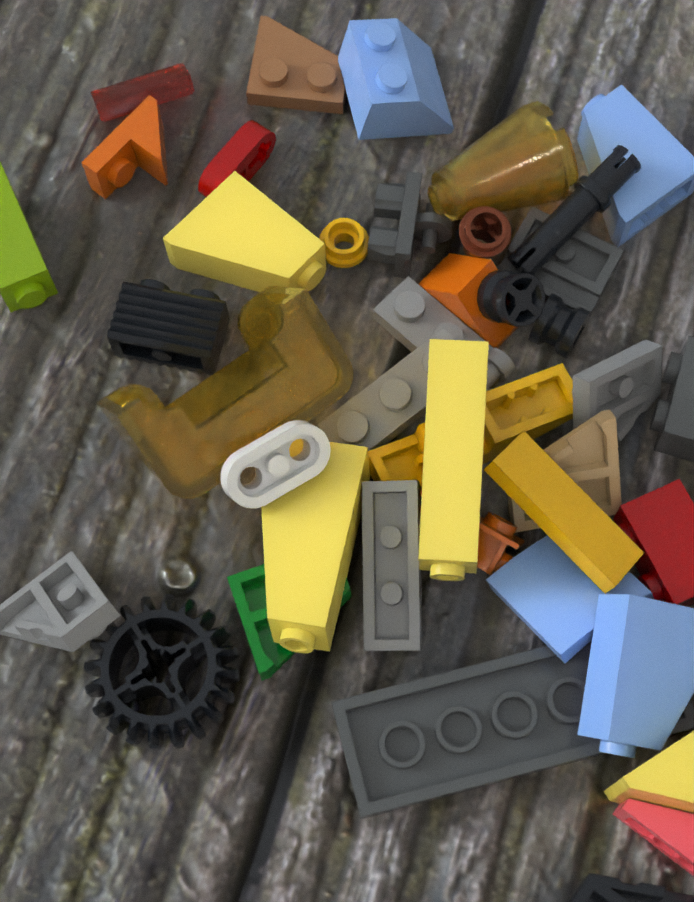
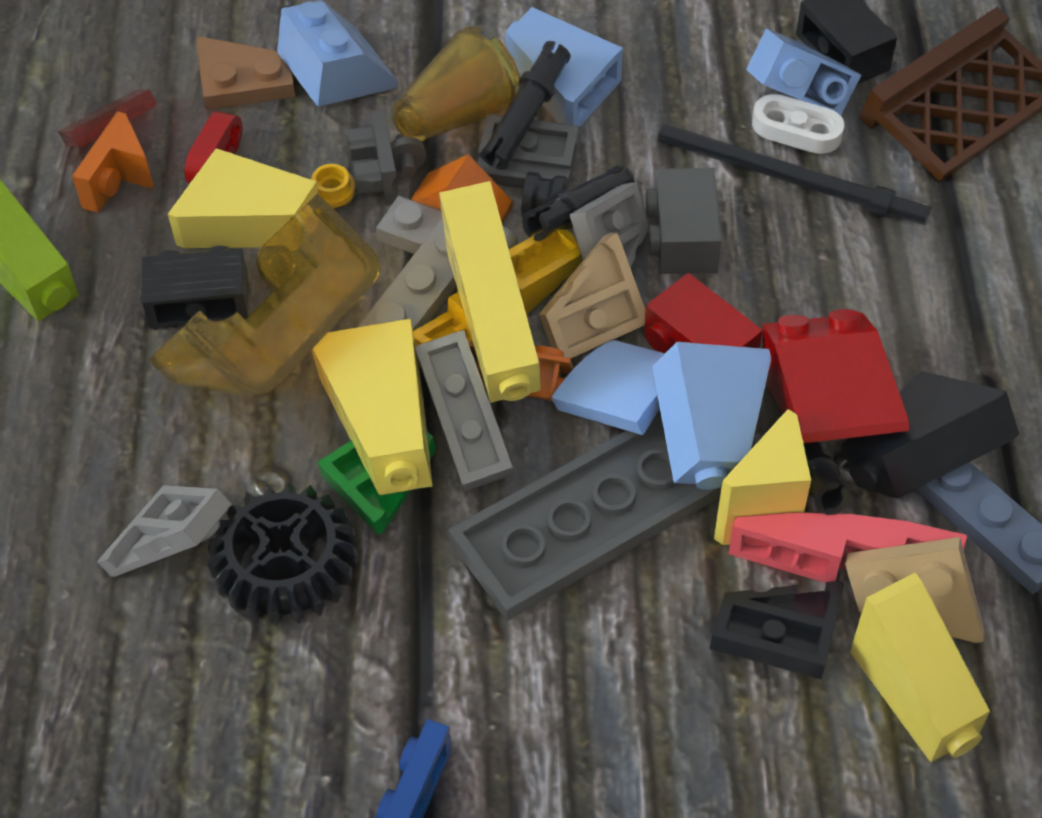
camera: 20 degrees left, 15 degrees down
(274, 467) = (331, 345): white plate -> none
(488, 225) = (454, 138): copper cone -> none
(522, 290) = (503, 172): black wheel -> none
(564, 512) = (598, 315): yellow tile -> none
(579, 353) = (557, 211): none -> black pin

